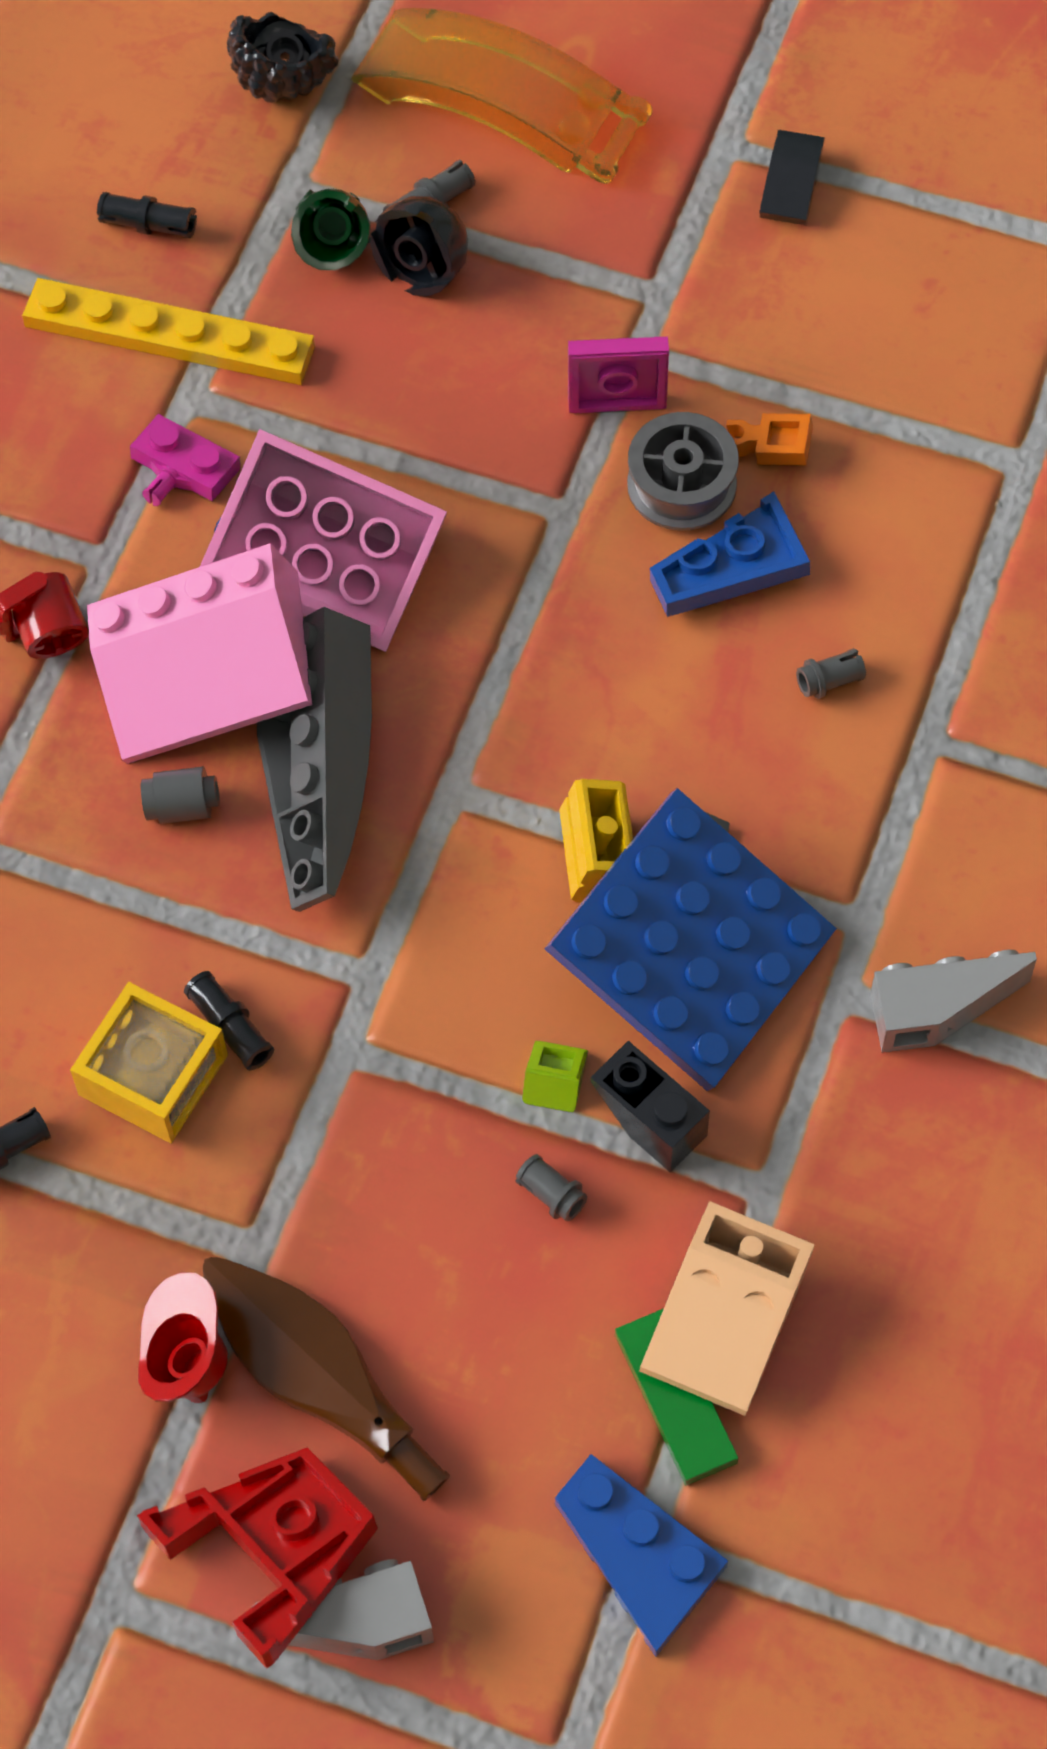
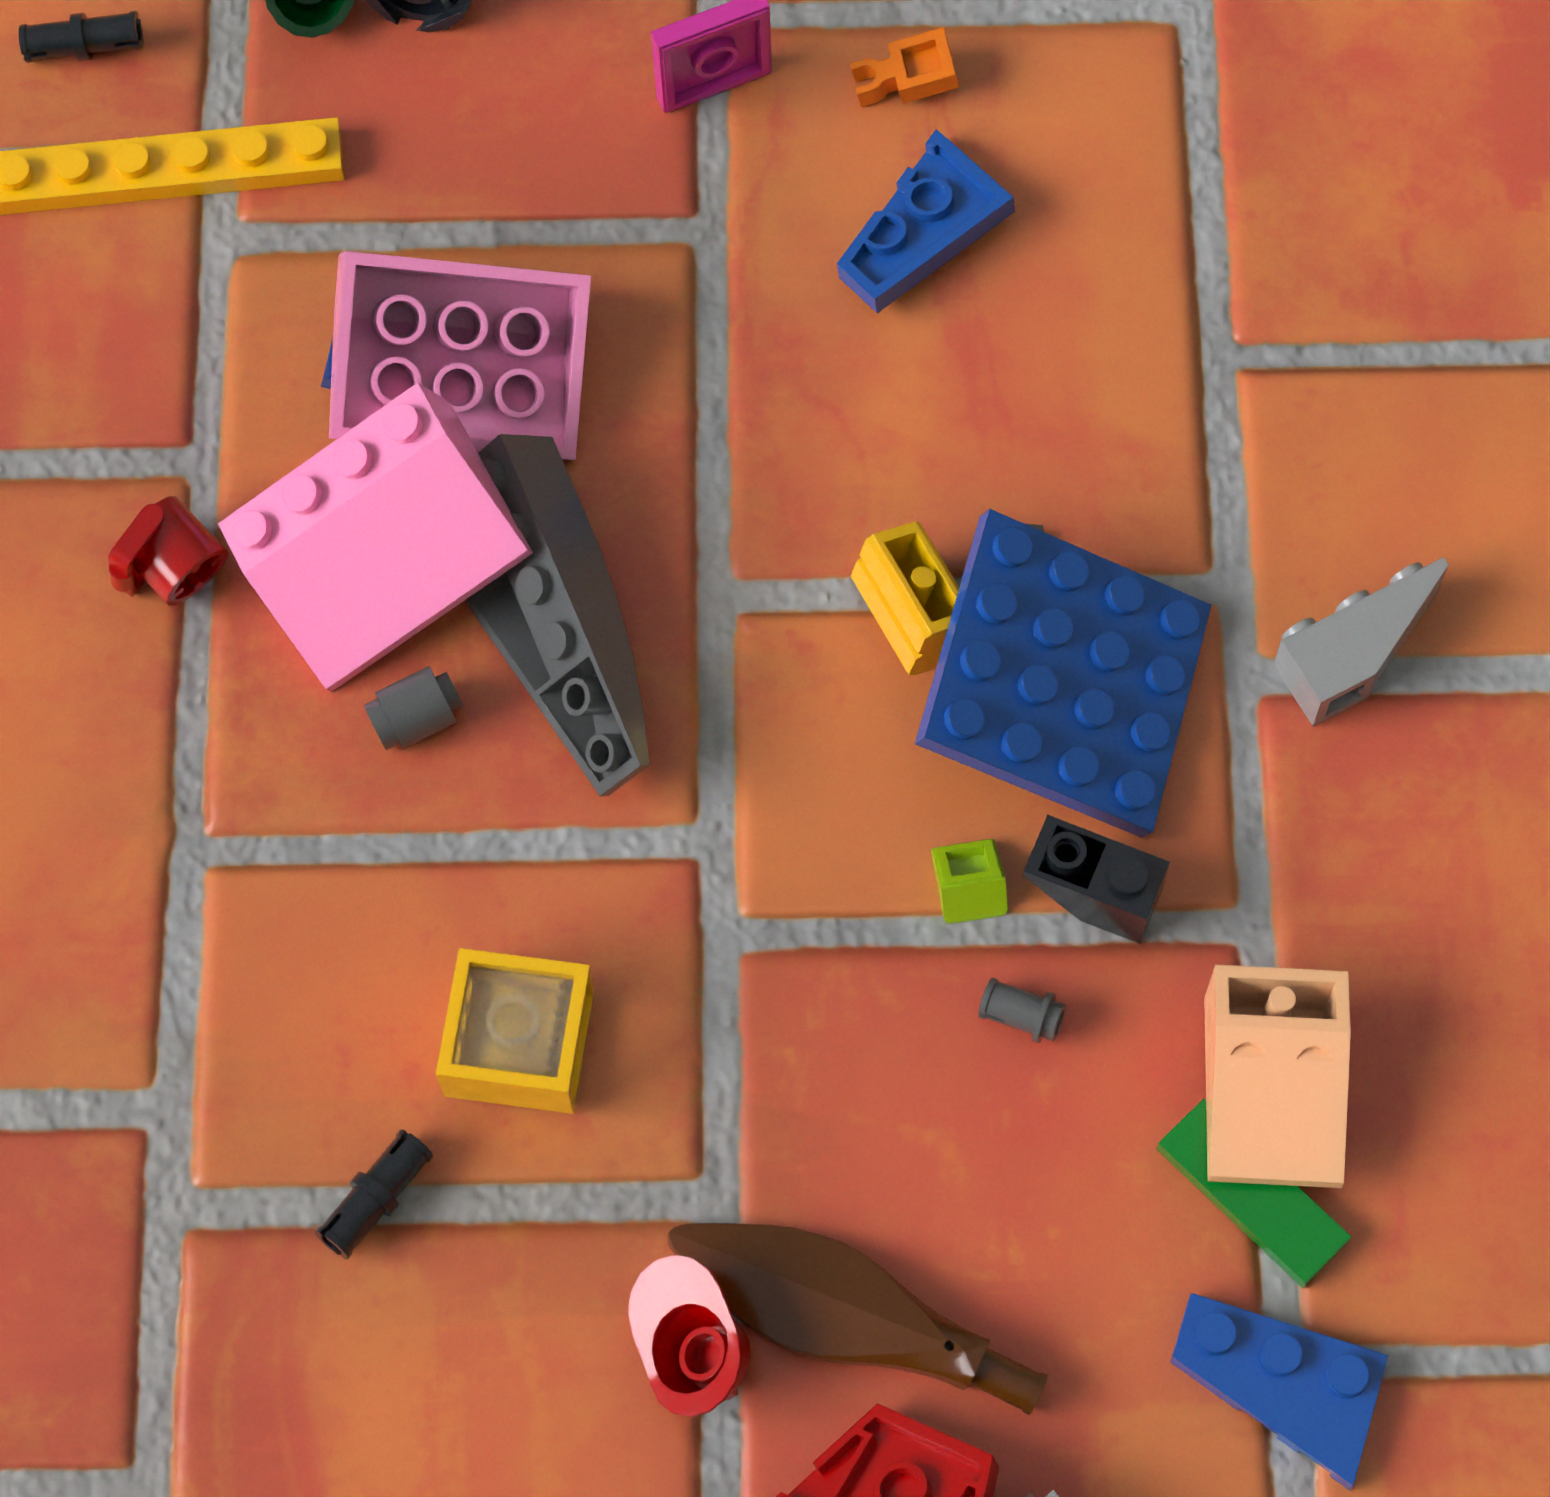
camera: 20 degrees left, 5 degrees up
(182, 461) = (246, 315): dark pink plate -> none
(231, 1018) = (582, 946): black pin -> none
(682, 471) = (828, 139): flat silver wheel -> none
(827, 674) = (1073, 326): dark grey pin -> none

